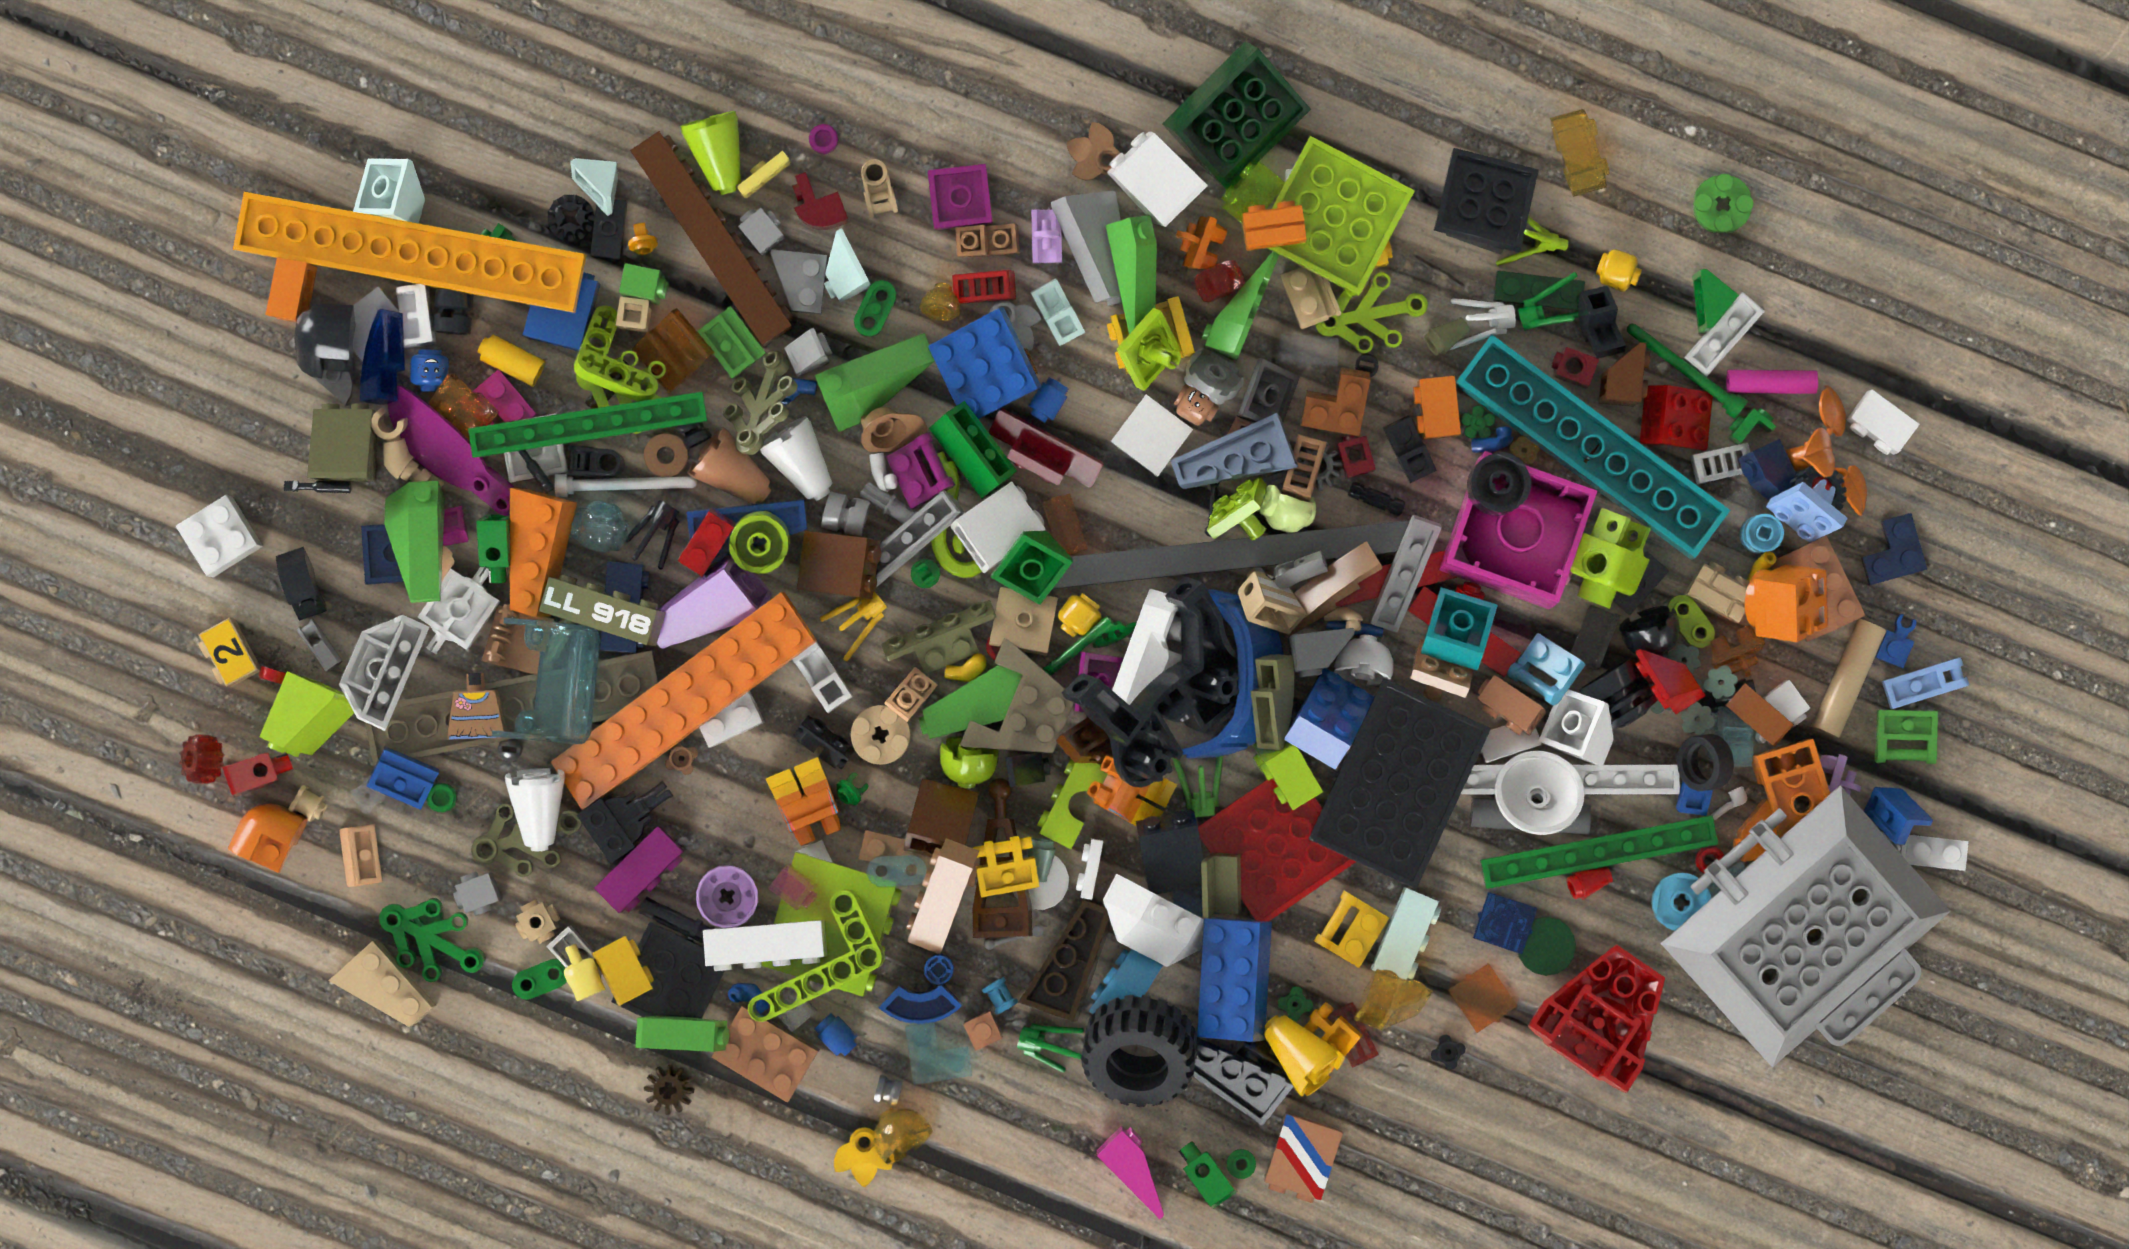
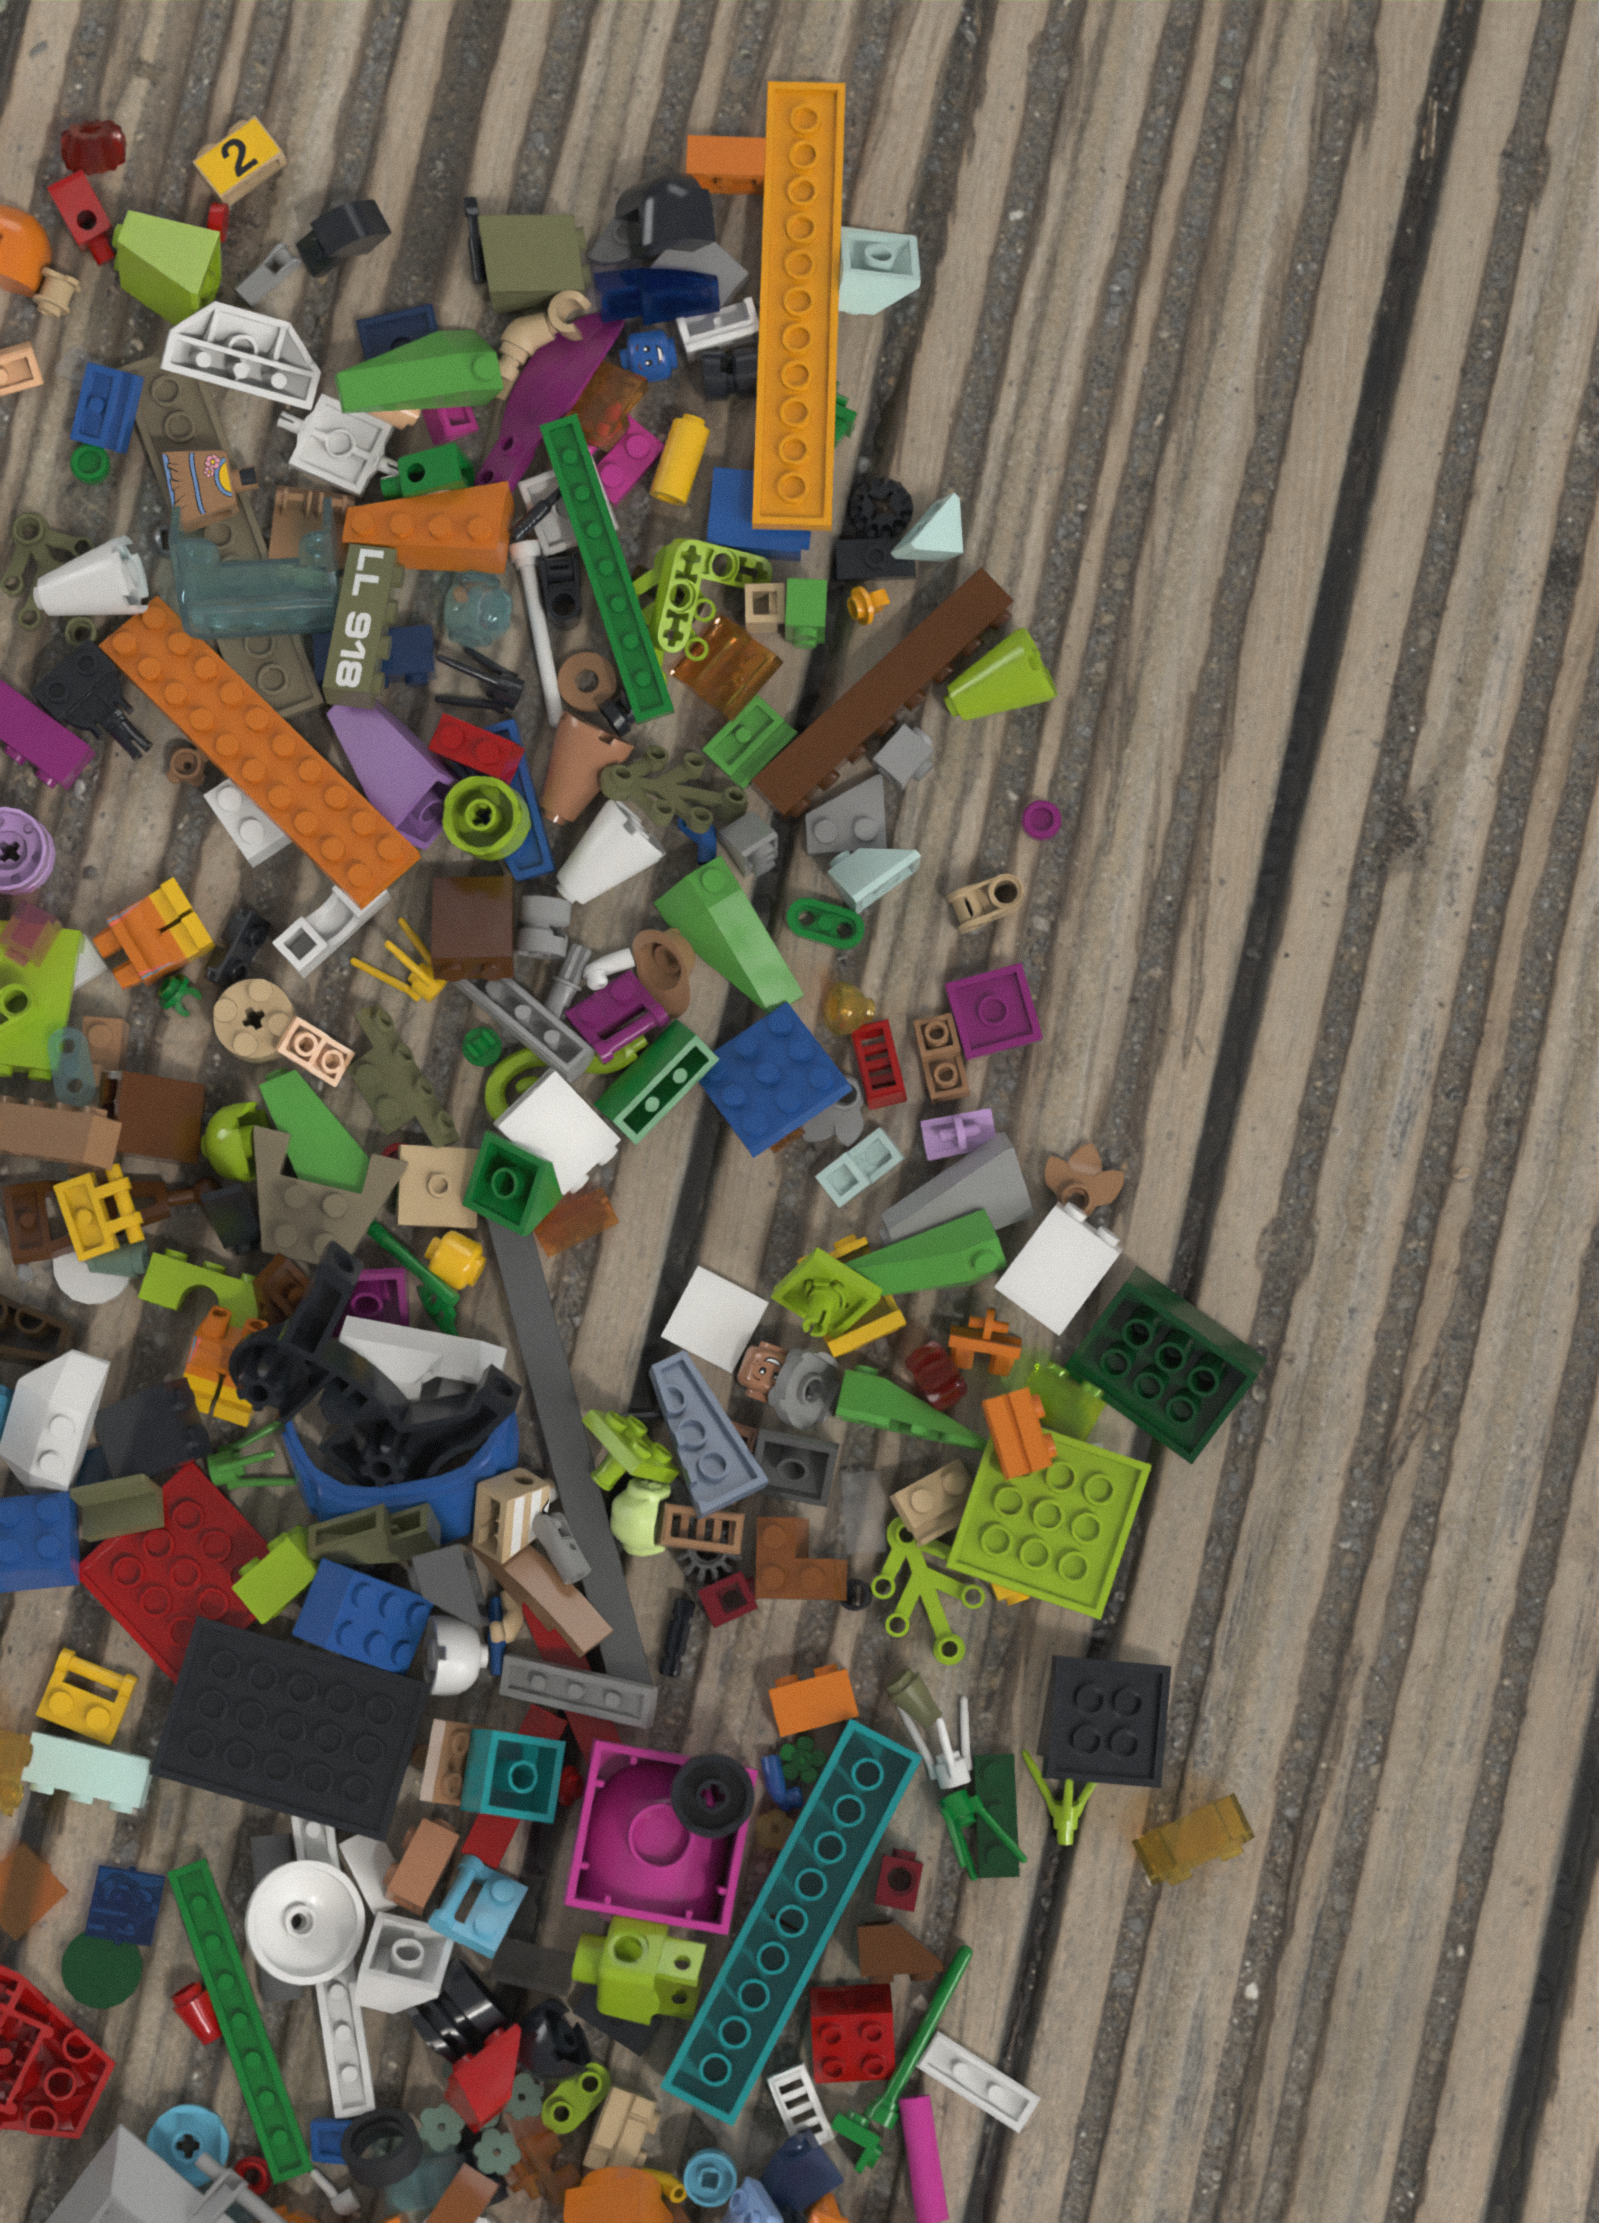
camera: 80 degrees right, 5 degrees down
(219, 536) = (389, 124): white brick -> none
(763, 173) = (980, 747): light yellow plate -> none
(818, 213) = (941, 830): dark red brick -> none
(968, 671) = (360, 1125): yellow arm -> none
(1044, 452) = (667, 1177): dark red bracket -> none
(1048, 400) = (739, 1172): blue brick -> none
(1087, 881) = (133, 1328): white plate -> none
(1409, 449) = (751, 1672): black slope -> none
(1598, 322) = (964, 1904): black brick -> none
(1618, 270) = (1041, 1920): yellow head -> none
(1705, 204) = (1153, 2027): bright green plate -> none
(1711, 299) = (1020, 2055): green slope -> none

